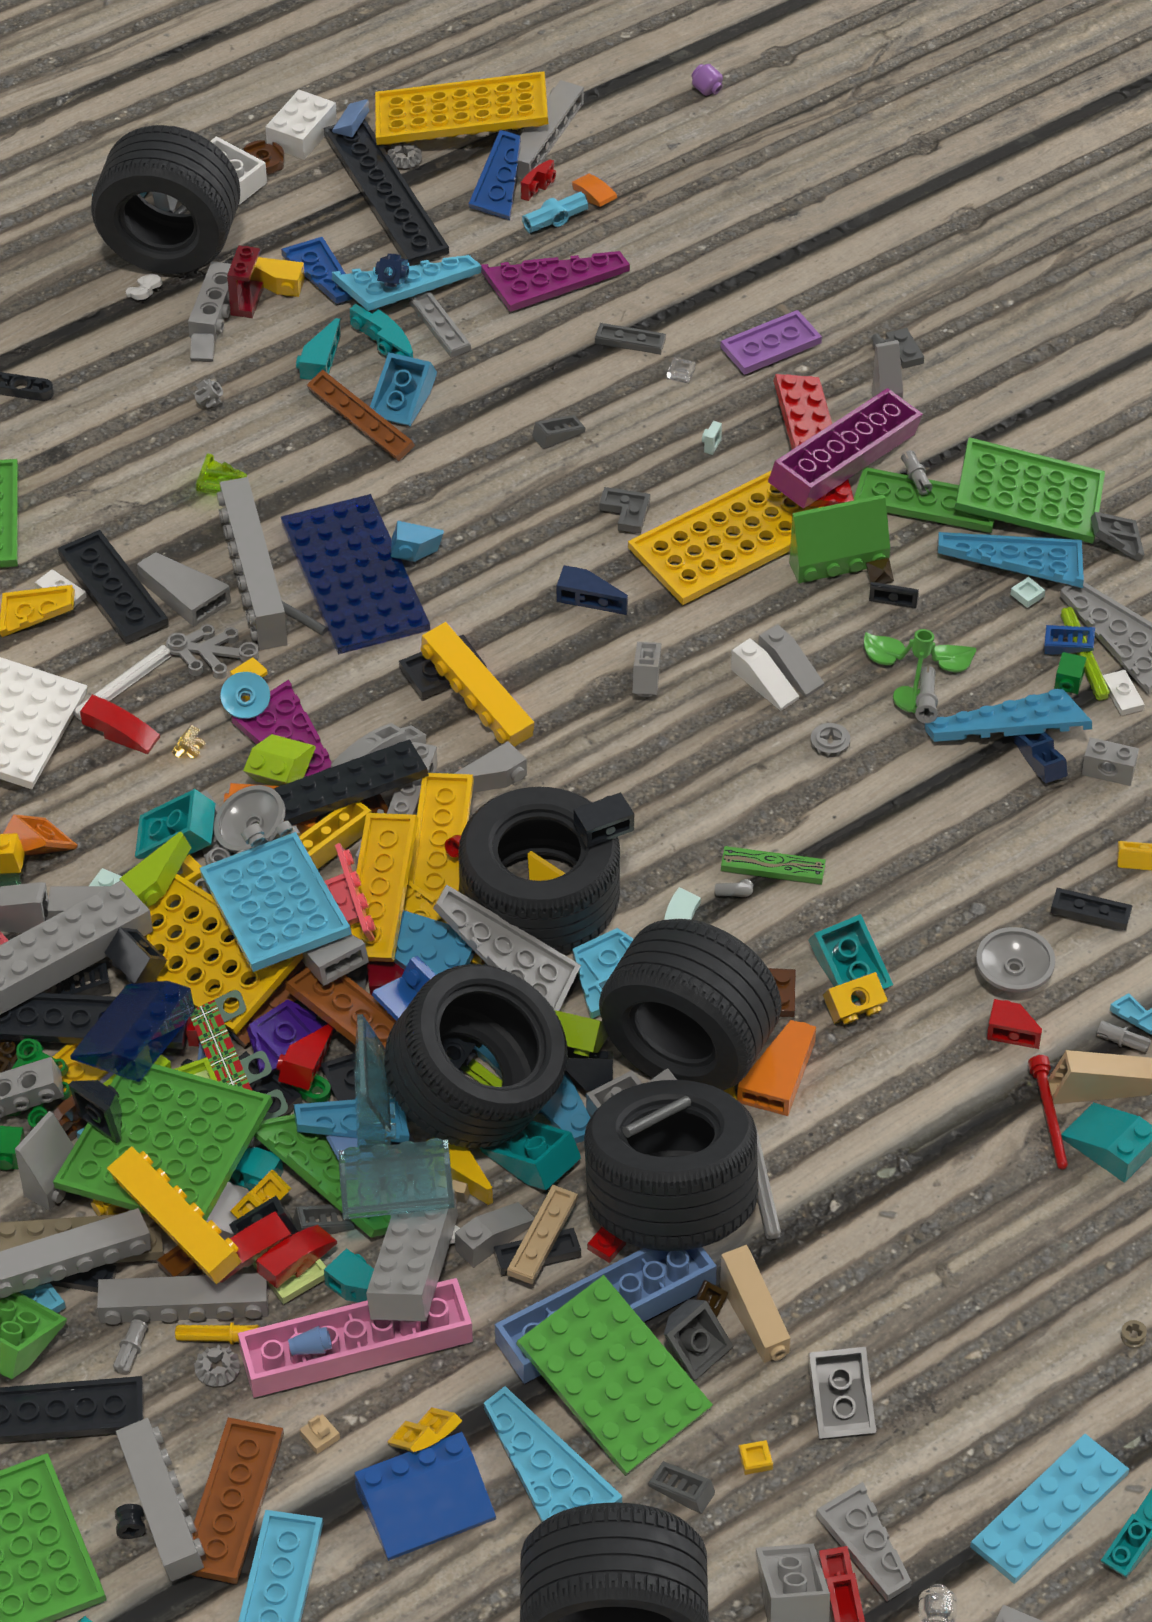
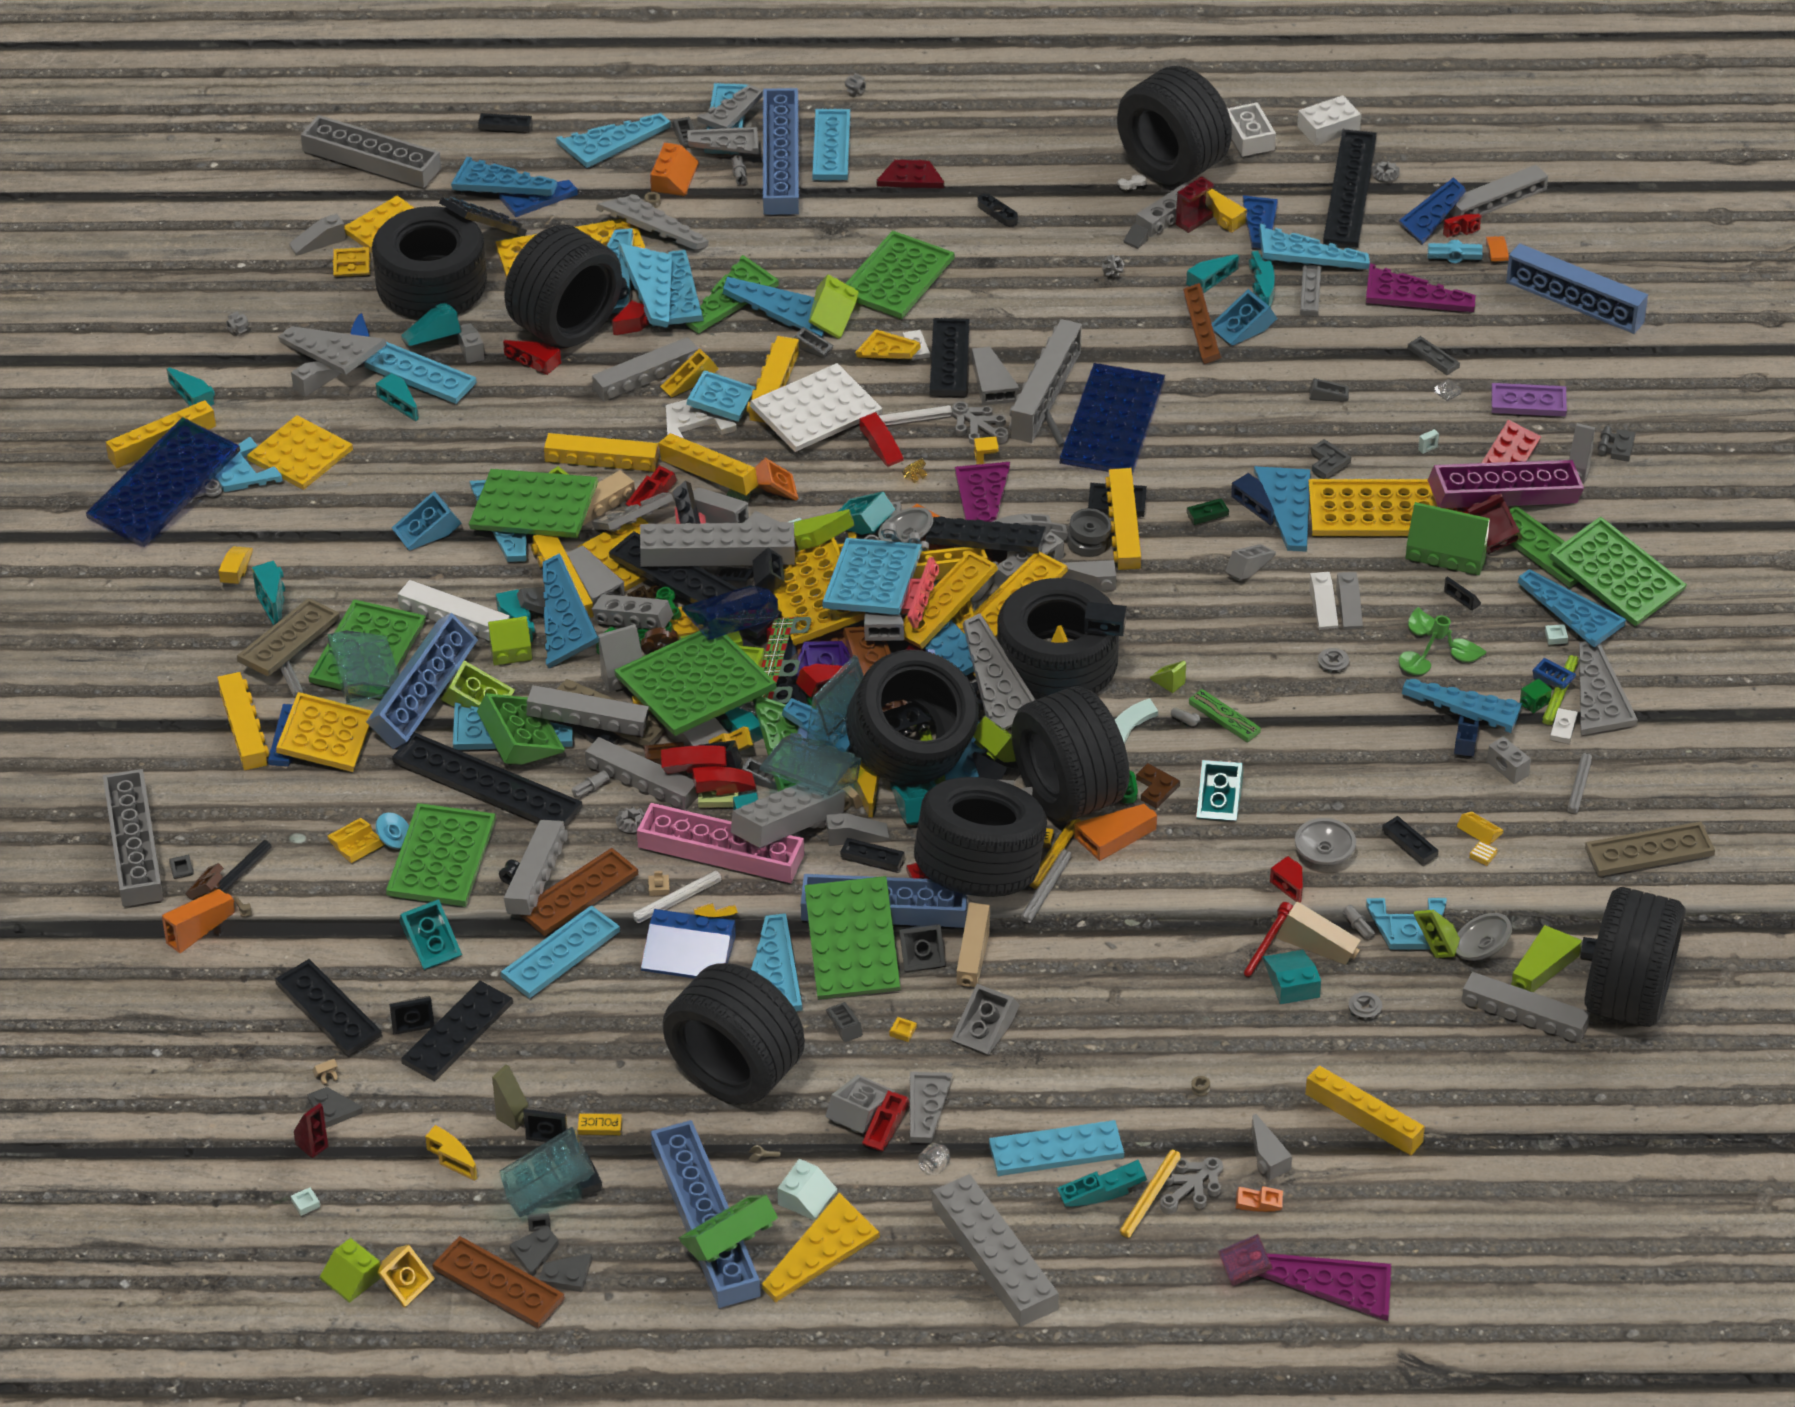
camera: 35 degrees right, 5 degrees down
(98, 1106) = (671, 638): black slope -> none
(174, 1215) = (661, 716): yellow brick -> none
(213, 473) = (1077, 315): clear neon green wing -> none
(219, 1333) = (637, 797): yellow axle -> none
(245, 684) = (968, 450): medium azure dish -> none
(272, 154) = (1292, 134): reddish brown plate -> none
(278, 760) = (958, 503): lime slope -> none
(311, 1342) = (687, 826): medium blue cone -> none
(352, 118) = (1366, 130): medium blue slope -> none
(354, 1437) = (677, 896): none -> white axle
(399, 268) = (1296, 237): dark blue brick -> none
(414, 541) = (1164, 415): dark azure slope -> none
(450, 721) = (1088, 532): none -> dark grey wheel
(461, 108) = (1447, 154): yellow piece -> none
(542, 1234) = (880, 845): tan tile -> none
(551, 631) = (1207, 511): none -> dark green plate
(621, 566) = (1290, 500): none -> dark azure wing
(656, 1116) = (983, 798): dark grey bar -> none
(677, 848) = (1171, 676): none -> lime slope
(707, 79) = (1647, 208): medium lavender head -> none
(713, 1295) = (952, 931): dark brown slope -> none
(719, 196) = (1577, 288): none -> medium blue brick
(865, 484) = (1501, 525): none -> dark red panel
(866, 988) = (1190, 806): yellow brick -> none
(880, 571) = (1465, 575): dark brown slope -> none
(916, 472) = (1545, 523): light grey pin -> none
(927, 700) = (1417, 664): light grey pin -> none
(1119, 533) = (1656, 626): dark grey wing -> none

